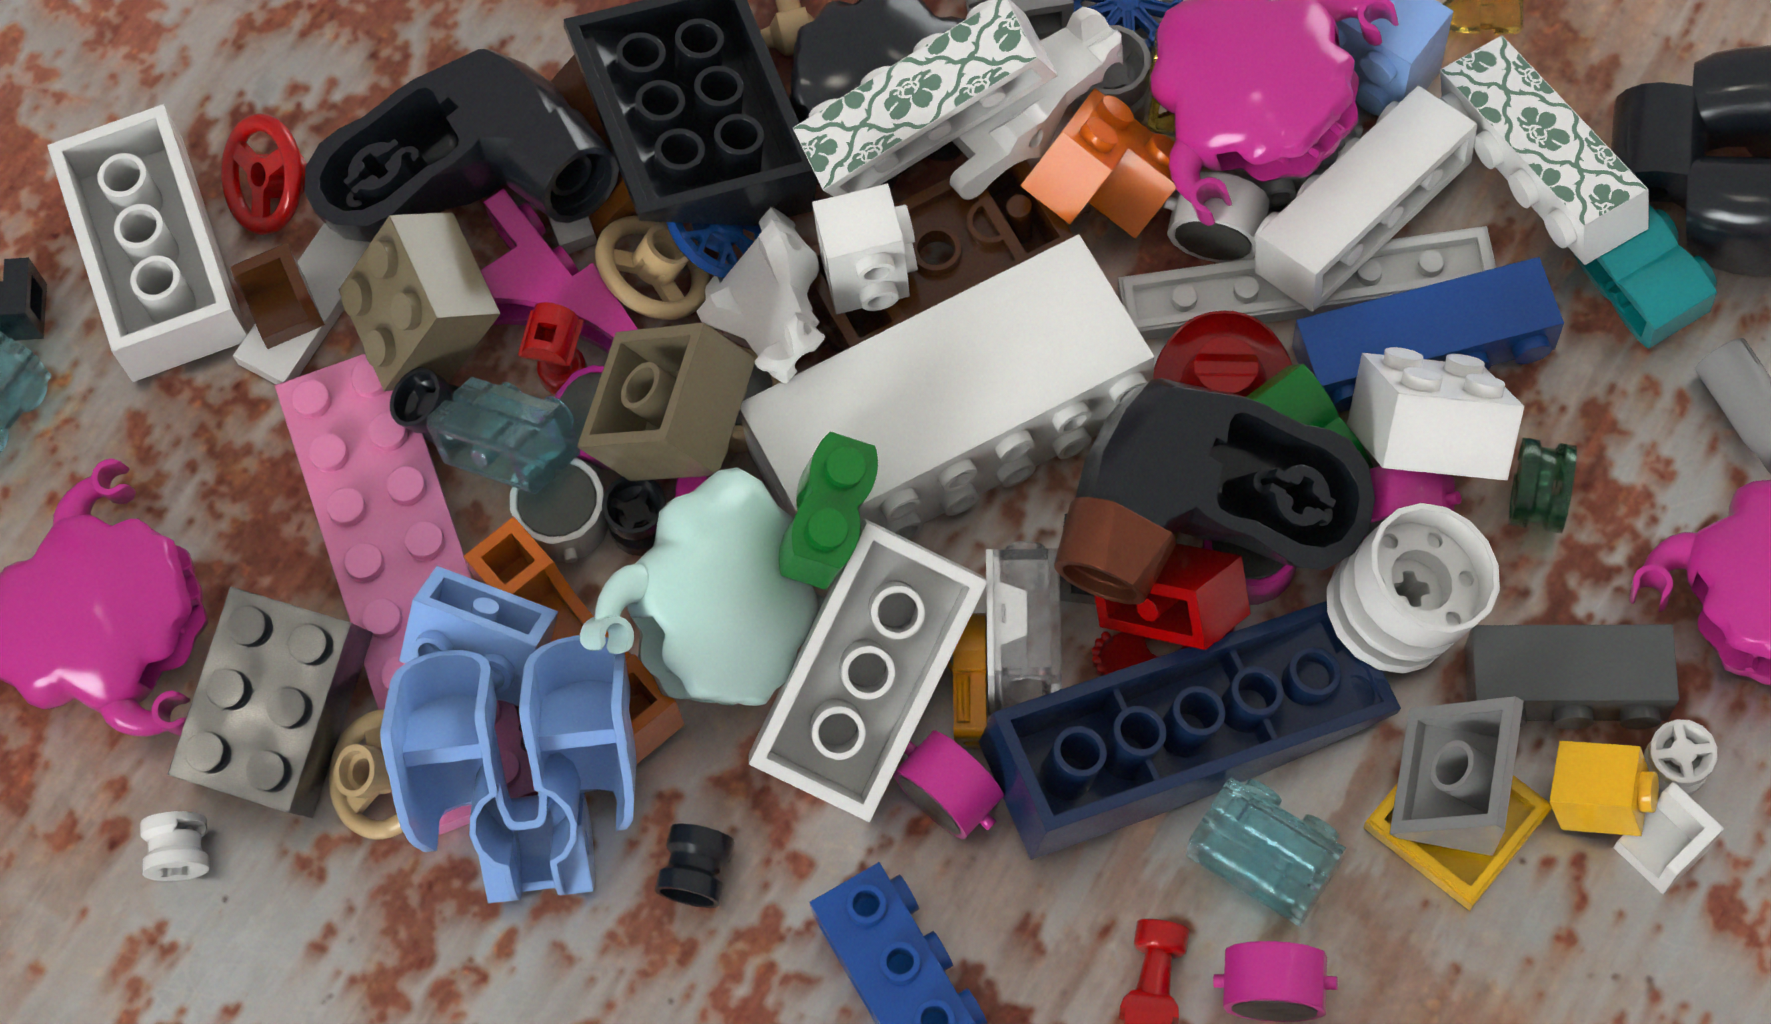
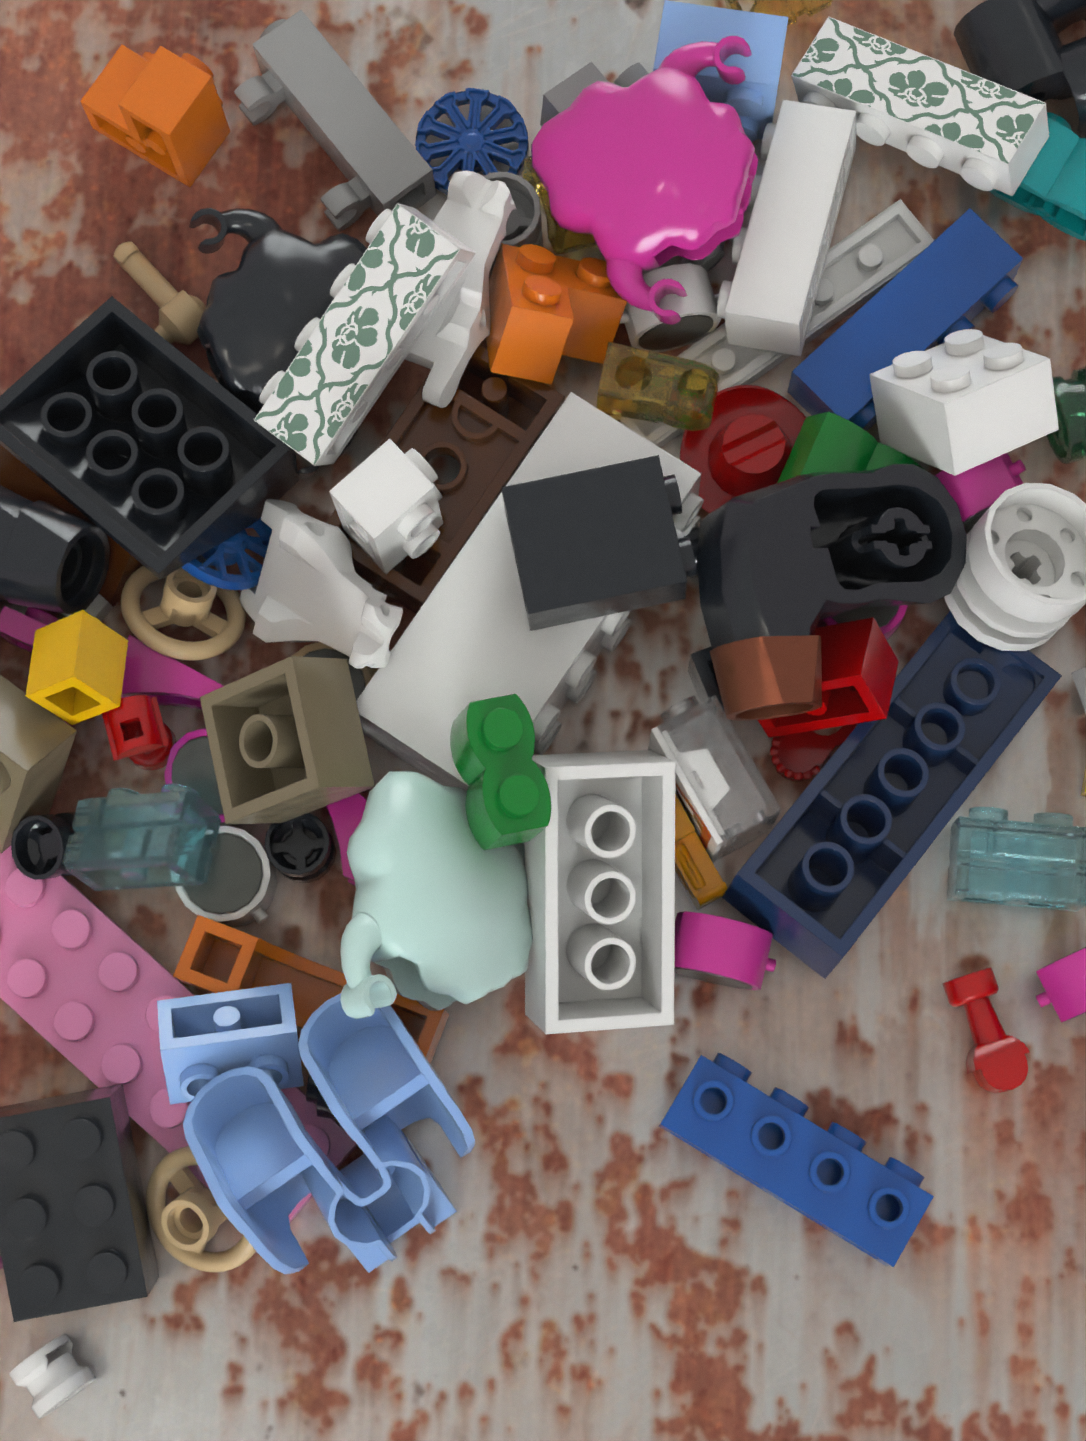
camera: 30 degrees left, 10 degrees up
(529, 260) = (77, 668): none -> yellow brick
(693, 863) = (534, 1140): black wheel -> none
(1024, 364) = (598, 542): none -> black brick
(1165, 276) = (657, 388): none -> clear yellow leg

